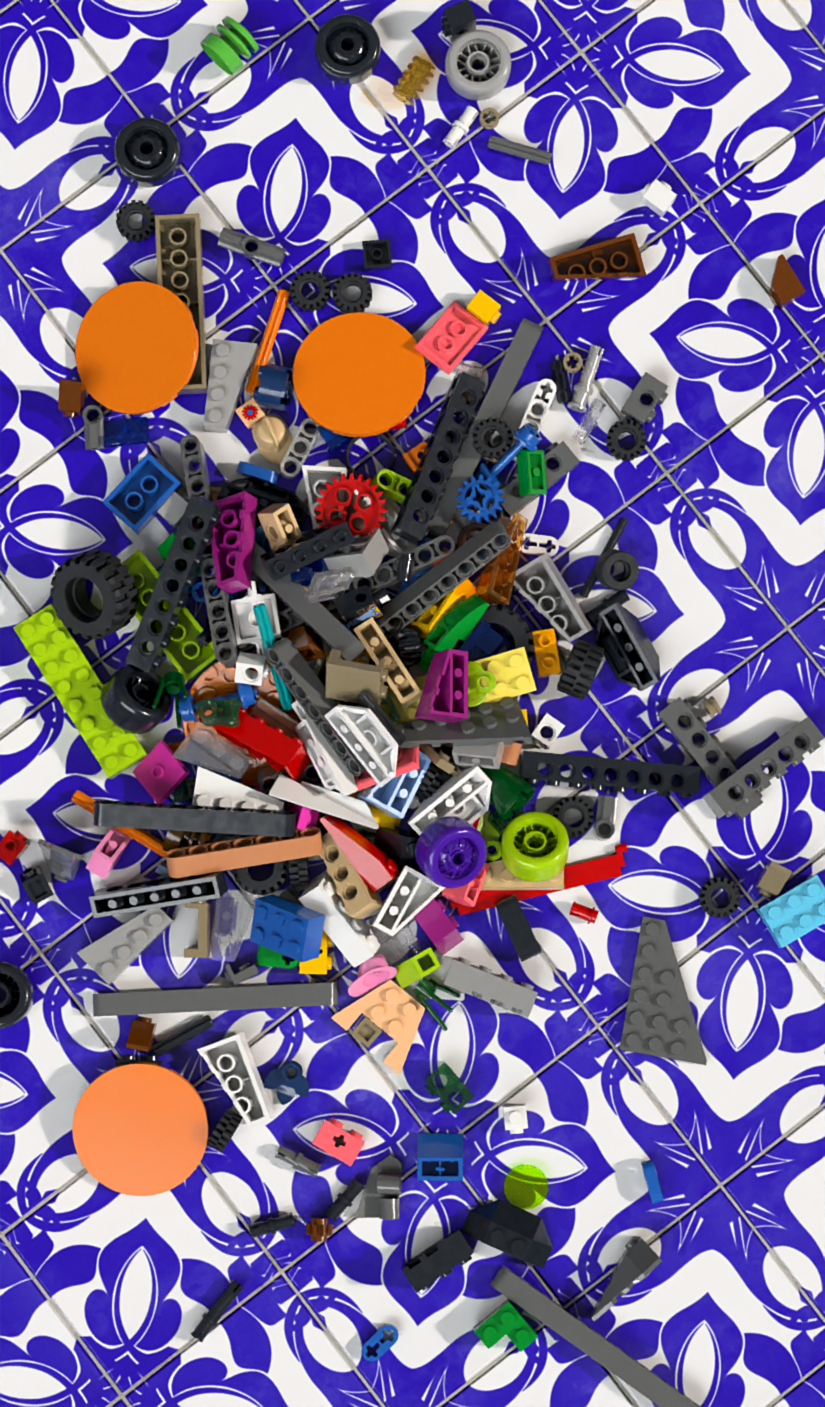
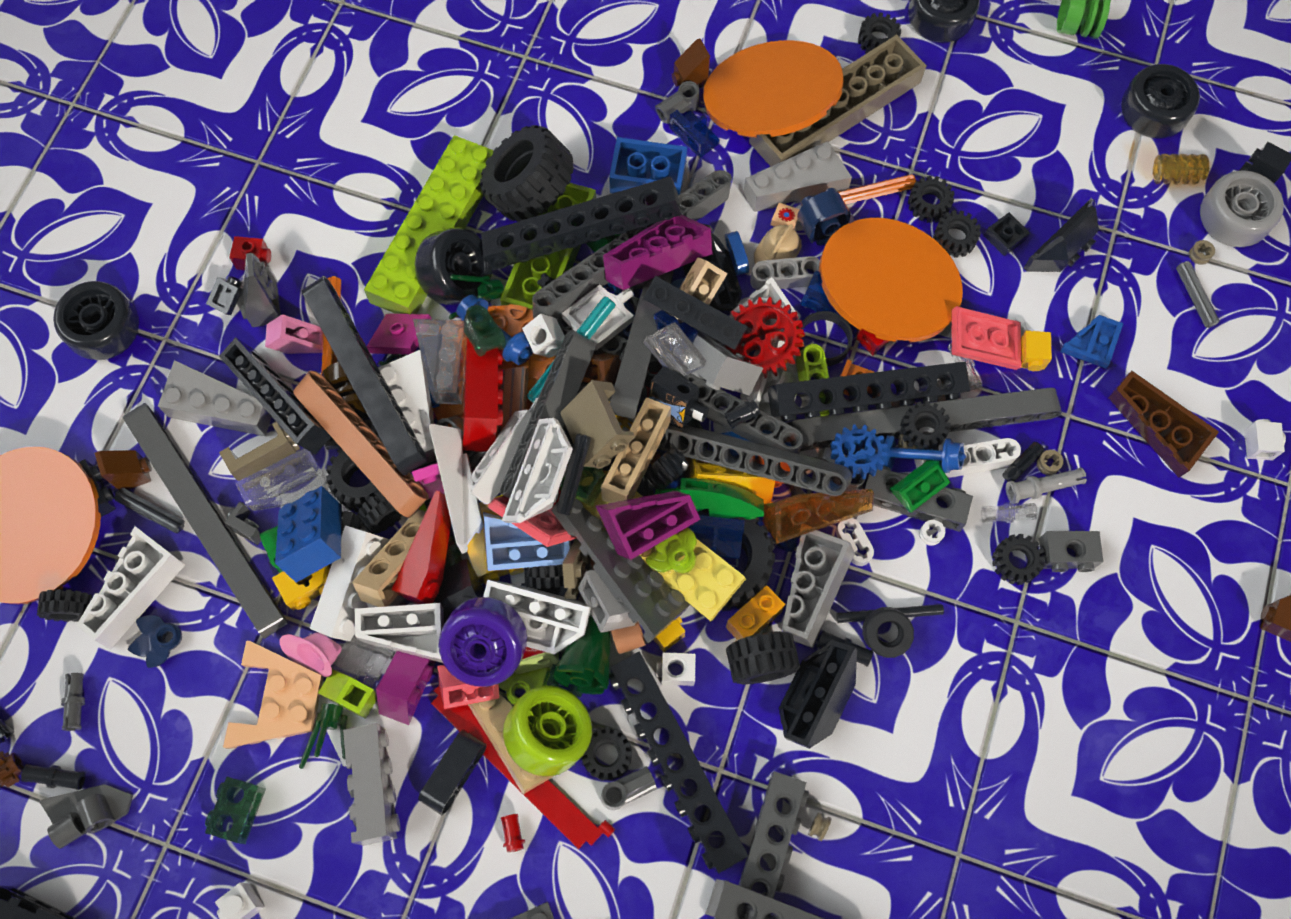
camera: 55 degrees right, 15 degrees down
(238, 242) = (930, 131): dark grey piece -> none
(345, 1153) = (109, 717): coral brick -> none
(366, 1032) = (251, 686): dark tan tile -> none
(415, 214) = (1067, 242): none -> black wedge
(440, 1157) = (149, 849): blue slope -> none
(460, 127) = (1174, 232): white pin -> none
(505, 257) = (1095, 342): none -> blue wing
(561, 488) = (935, 525): none -> white bush

